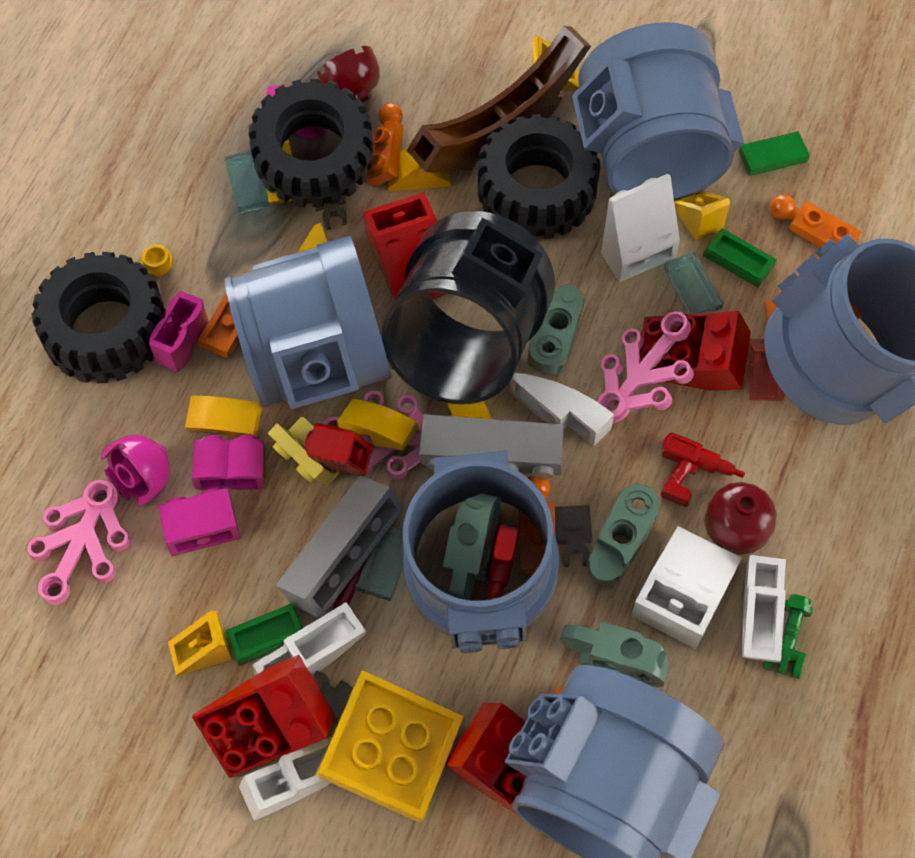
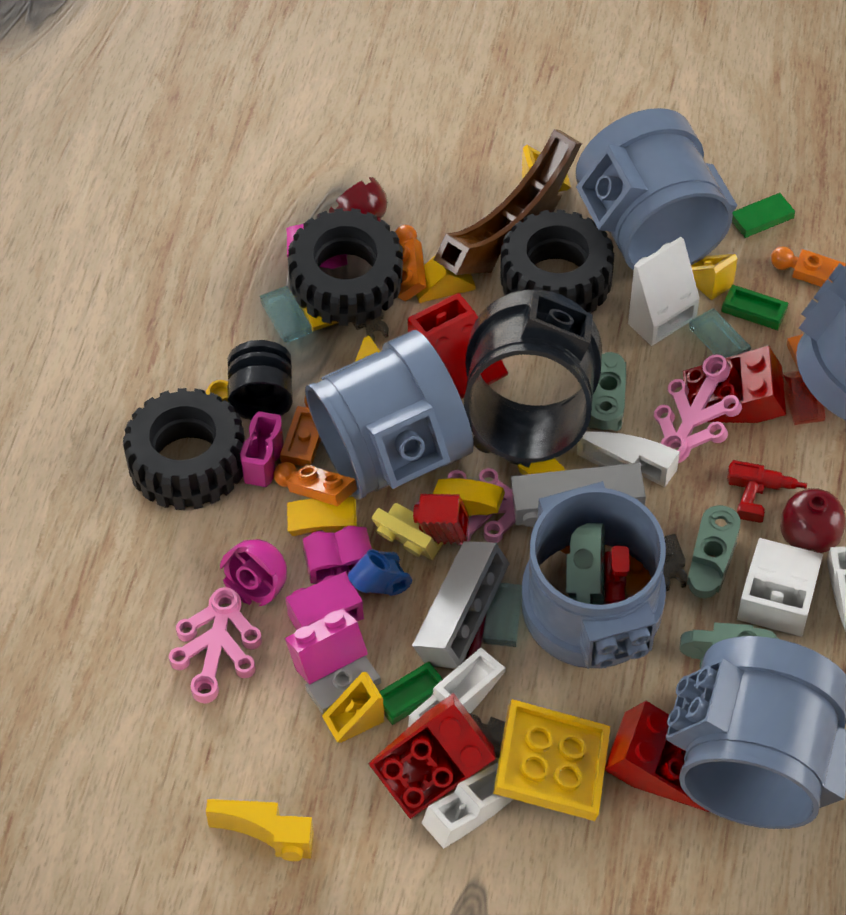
camera: 10 degrees left, 10 degrees down
(93, 776) = (286, 834): none -> yellow slope
(186, 610) = (329, 688): none -> light grey plate
(187, 568) = (326, 645): none -> dark pink brick
(194, 254) = (260, 378): none -> black wheel
(222, 379) = (315, 483): none -> orange plate
(263, 495) = (380, 574): none -> blue piece

